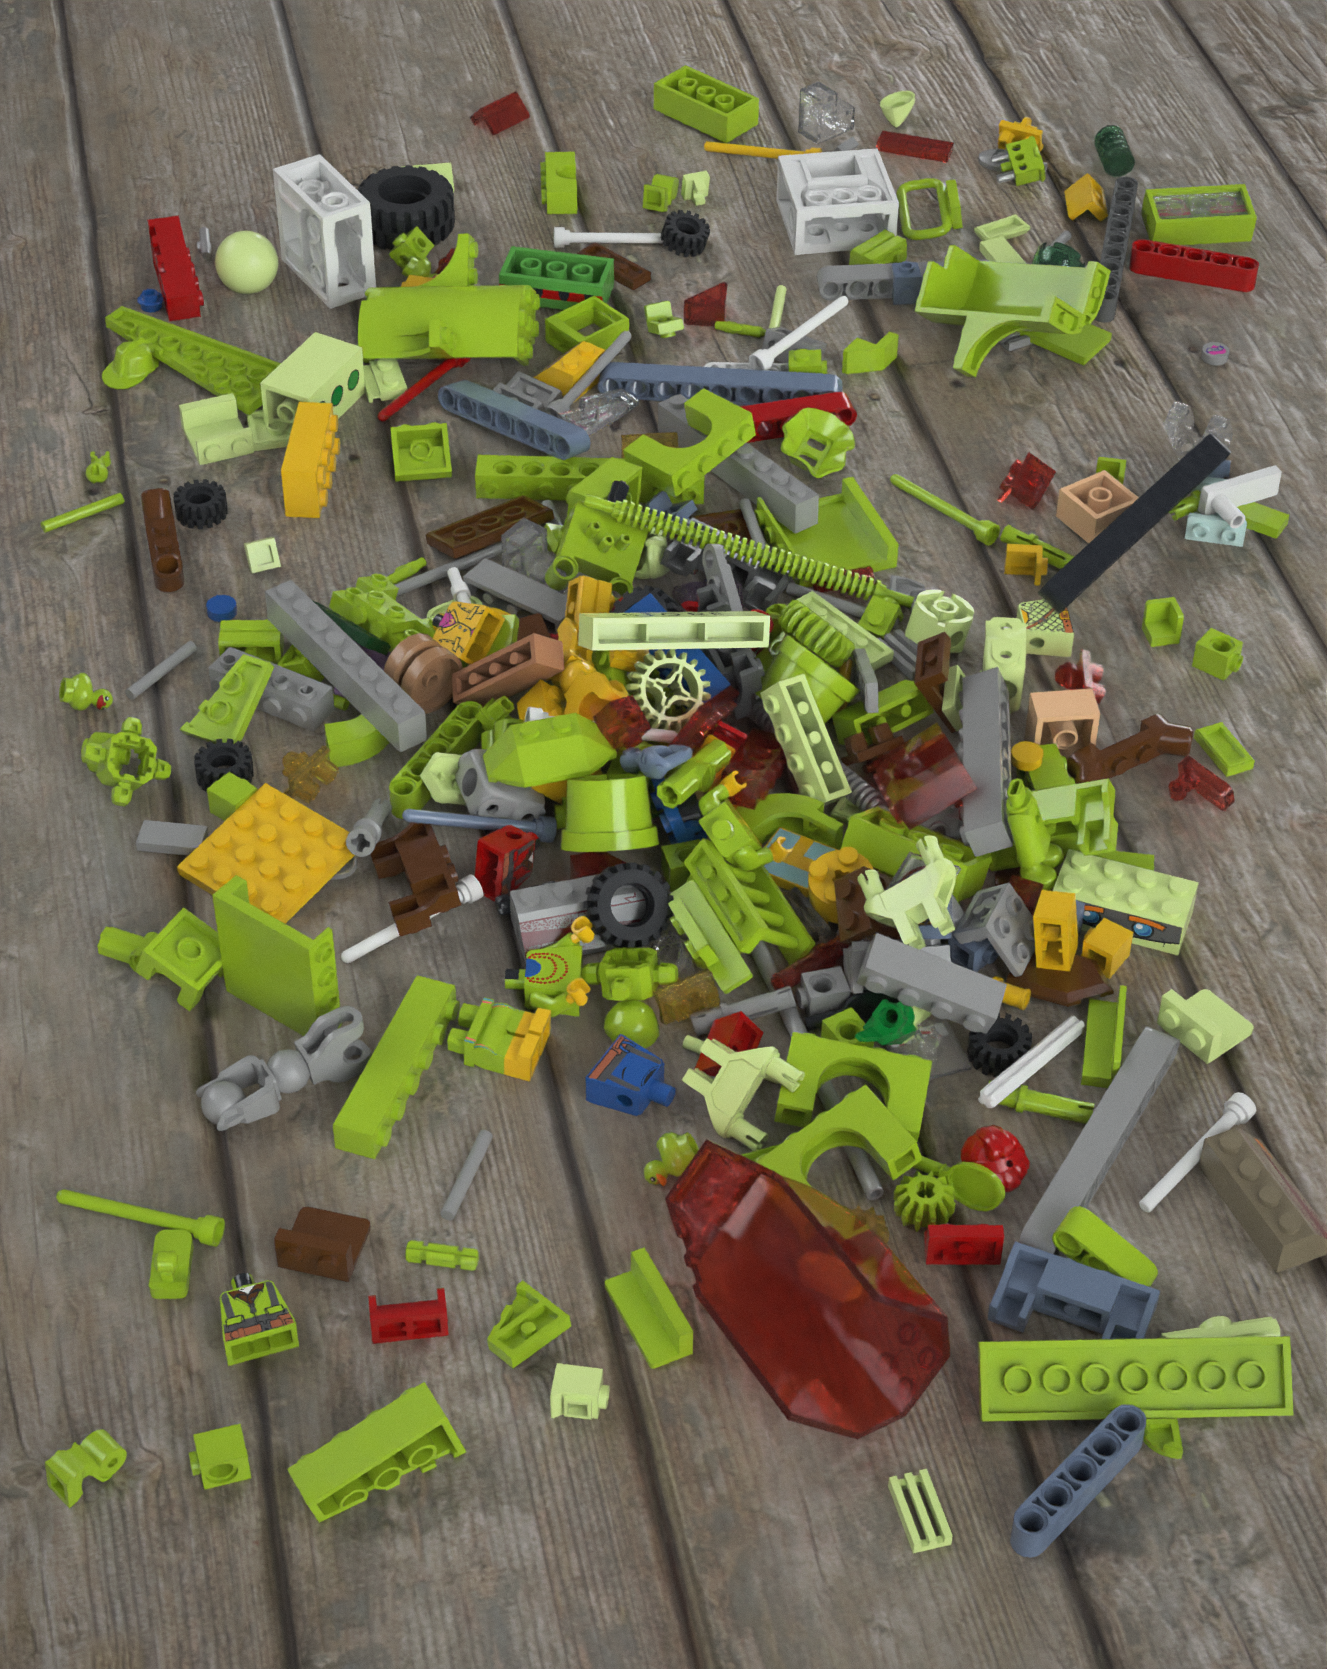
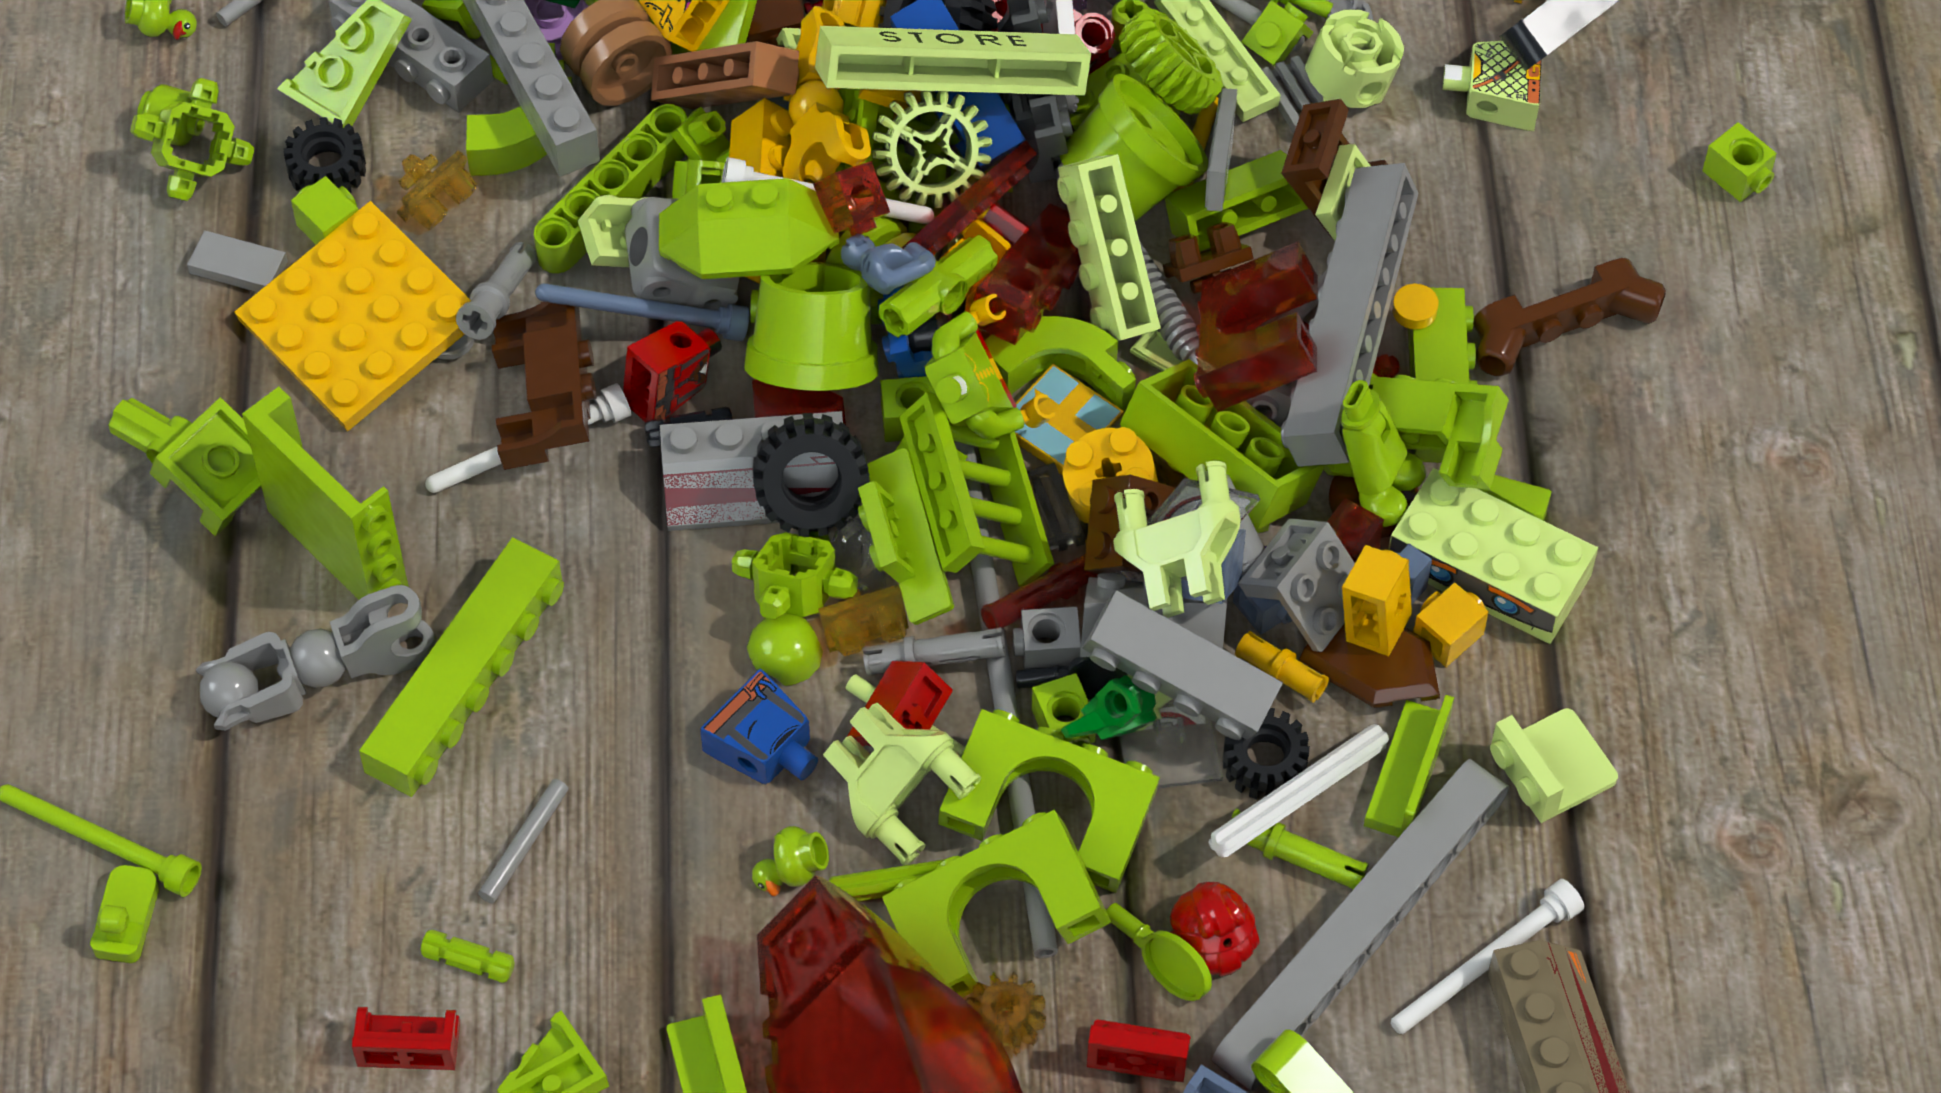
camera: 10 degrees right, 15 degrees up
(255, 1320) = (210, 1015): torso -> none
(322, 1243) = (319, 916): reddish brown bracket -> none
(501, 1038) = (608, 644): lime hips -> none
(554, 973) = (694, 558): lime torso -> none
(924, 1200) = (1105, 960): lime gear -> none
(1007, 643) = (1426, 140): yellowish green piece -> none
(1063, 718) = (1481, 255): light nougat brick -> none
(1082, 675) = (1527, 177): clear red hips -> none
(1162, 621) = (1675, 97): lime panel -> none
(1207, 784) = (1646, 364): clear red piece -> none
(1224, 749) = (1706, 320): lime tile -> none

